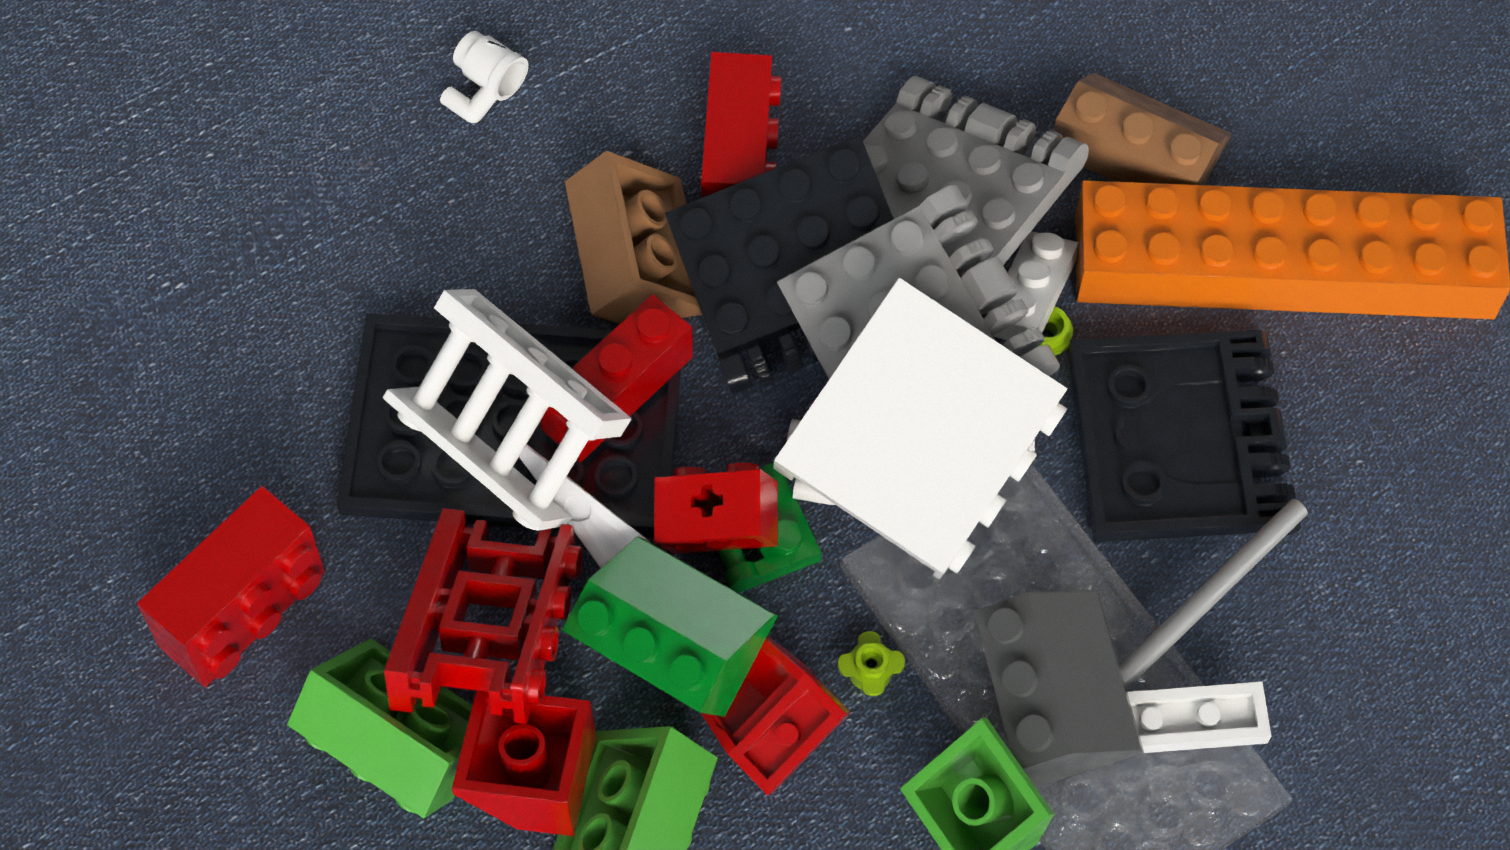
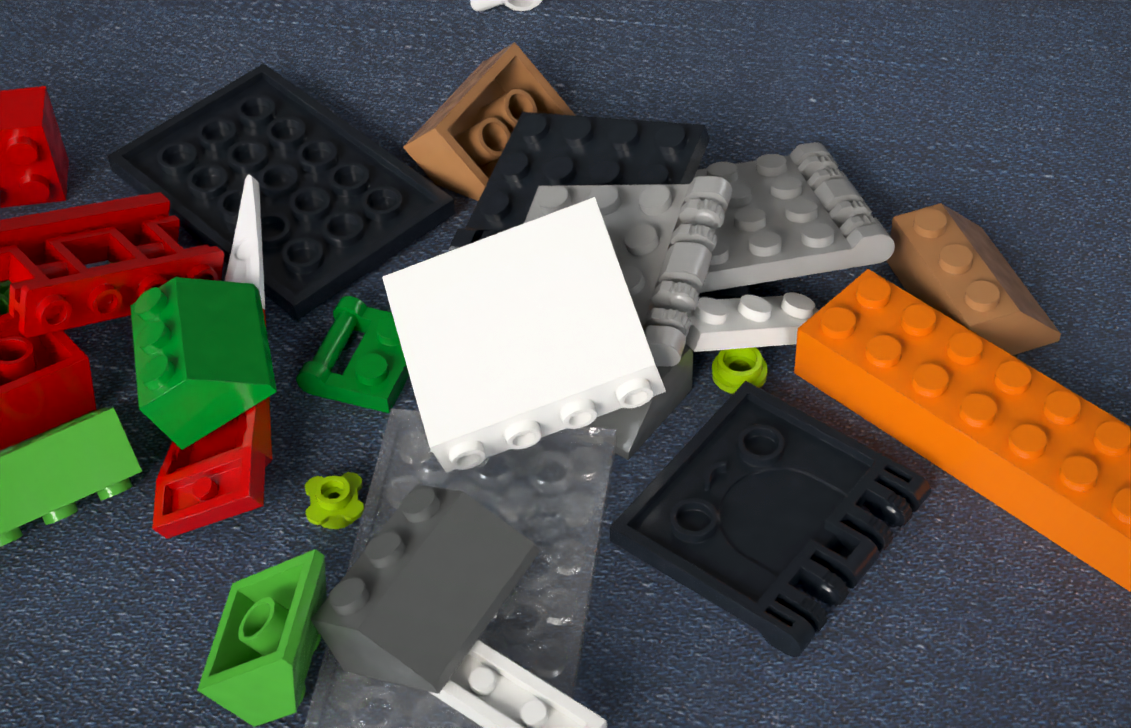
camera: 45 degrees right, 15 degrees down
(549, 385) = (278, 151): white fence -> none
(631, 363) = (359, 182): red brick -> none
(739, 120) = (661, 88): red brick -> none
(742, 522) = (330, 307): red brick -> none
(1211, 591) = (647, 632): light grey piece -> none

